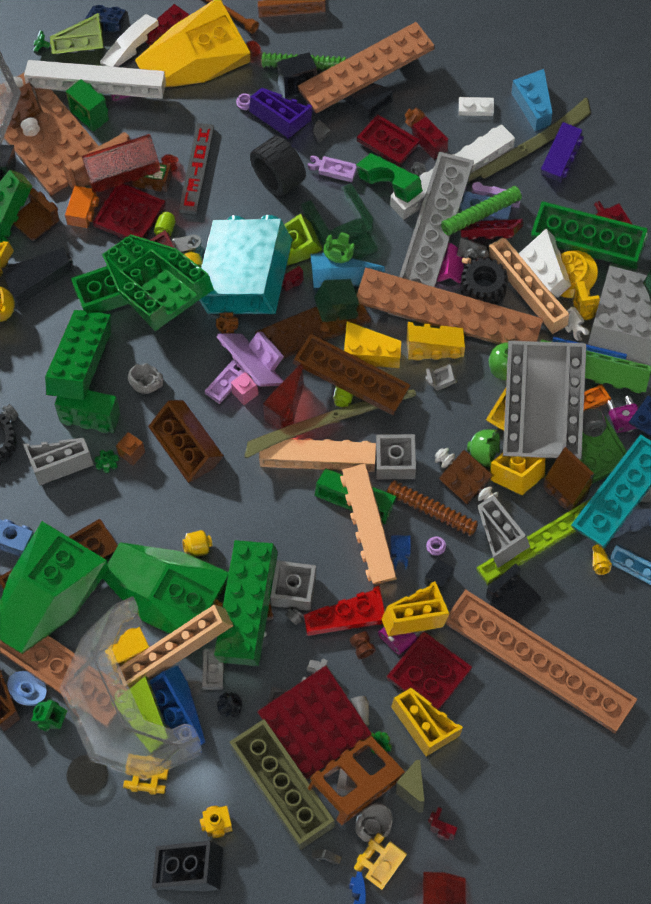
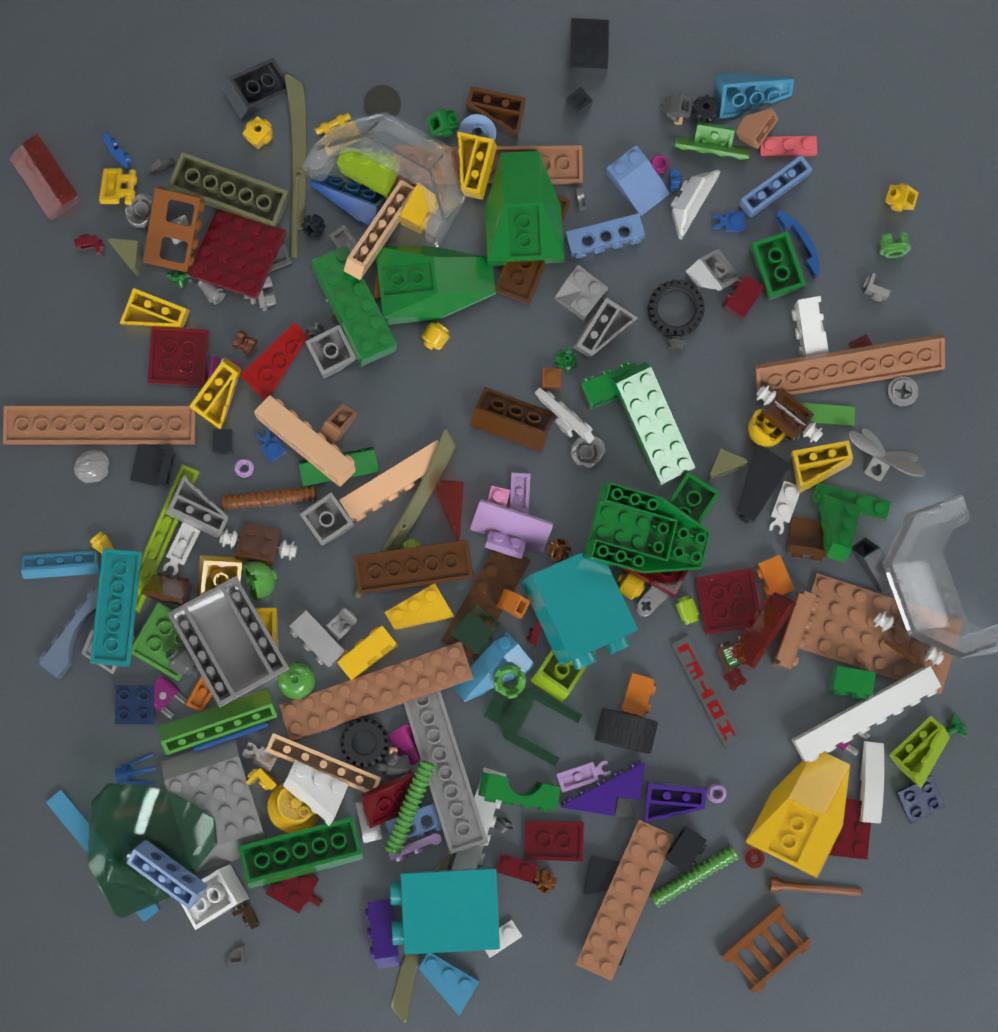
camera: 140 degrees right, 20 degrees up
(33, 249) = (784, 505): none -> white plate
(50, 654) = (476, 162): none -> yellow wedge
(51, 498) = (581, 293): none -> light grey slope
(52, 298) = (725, 463): none -> olive slope
(142, 407) = (567, 419): none -> white plate
(159, 832) = (297, 109): none -> olive piece
(249, 193) = (638, 695): none -> orange brick
(294, 301) = (513, 604): none -> orange brick
(330, 144) = (603, 797): none -> dark purple slope
(331, 527) = (338, 423): none -> nougat slope
(470, 382) = (313, 636): none -> light grey wedge
(503, 126) = (446, 910): none -> teal brick
(521, 237) = (367, 834): none -> light grey slope
(535, 514) = (181, 547): none -> white plate
(569, 629) = (91, 466): none -> light grey hair

